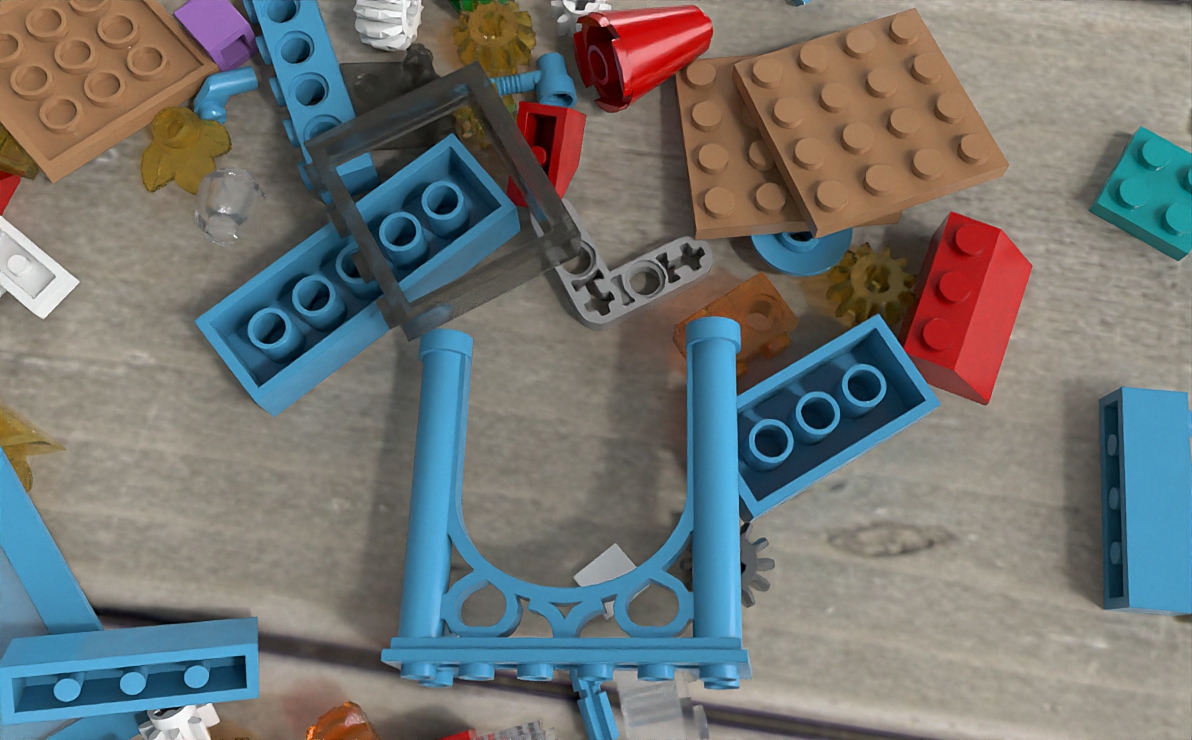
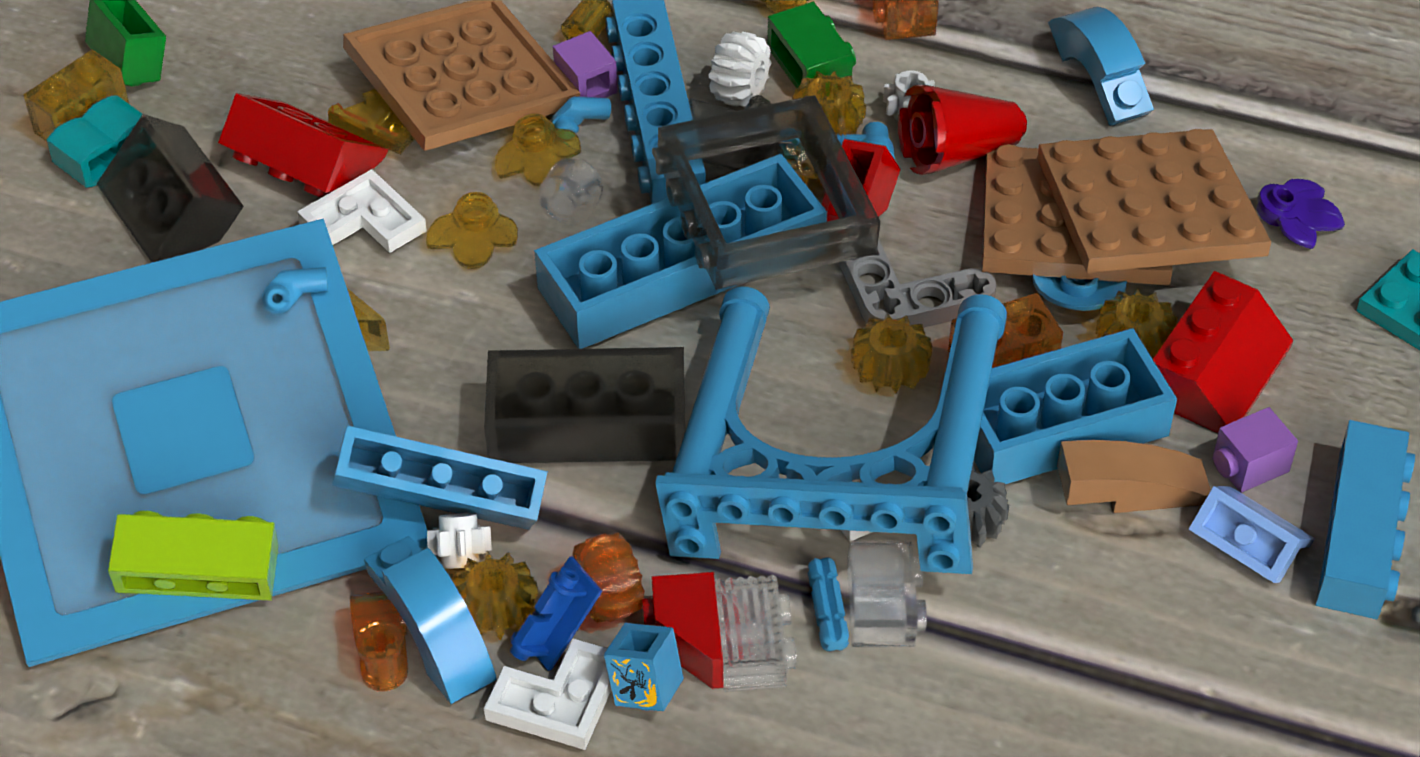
camera: 10 degrees right, 25 degrees down
(131, 282) = (472, 230): none -> clear yellow plate
(286, 513) = (585, 405): none -> clear smoke brick
(614, 351) = (891, 353): none -> clear yellow gear
(896, 490) = (1130, 475): none -> medium nougat slope
(1014, 92) = (1299, 210): none -> dark purple plate
(1020, 431) = (1254, 450): none -> medium lavender brick
(1032, 537) = (1249, 532): none -> light blue panel

